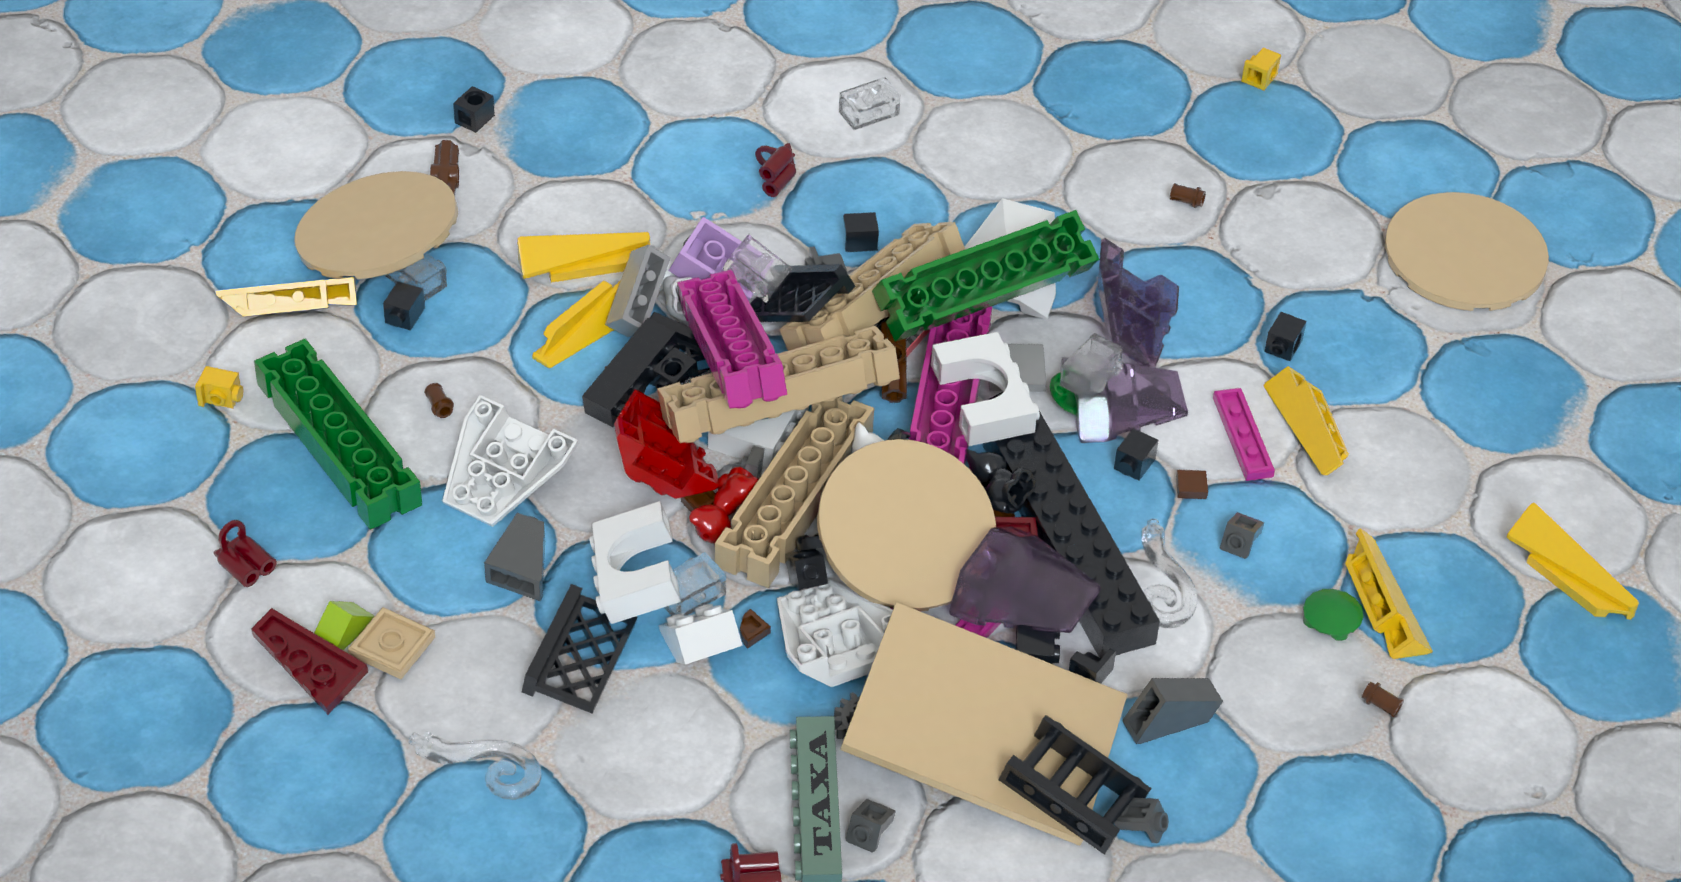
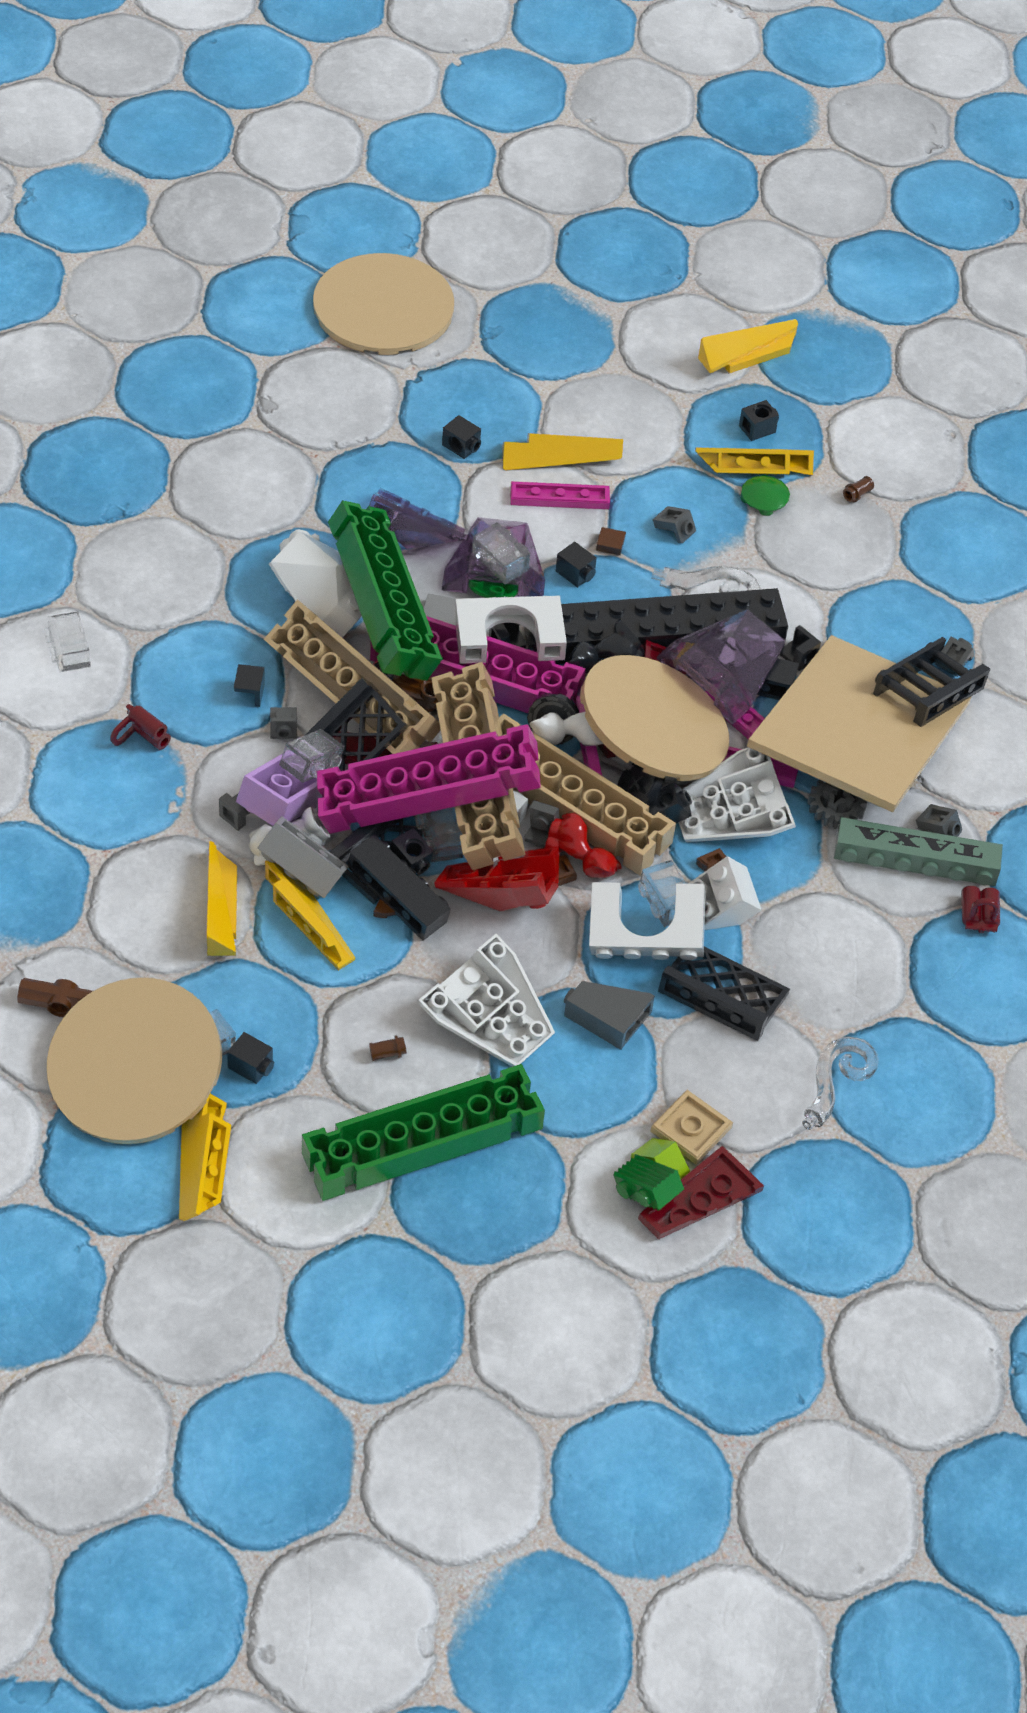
camera: 80 degrees left, 5 degrees up
(218, 388) = (328, 1231): yellow brick -> none
(243, 555) = (563, 1233): dark red piece -> none
(302, 605) = (648, 1182): none -> green brick
(1171, 707) = (856, 609): dark grey slope -> none
(1188, 195) = (265, 453): reddish brown pin -> none
(1261, 69) = (117, 360): yellow brick -> none
(1448, 589) = (759, 420): none -> black brick

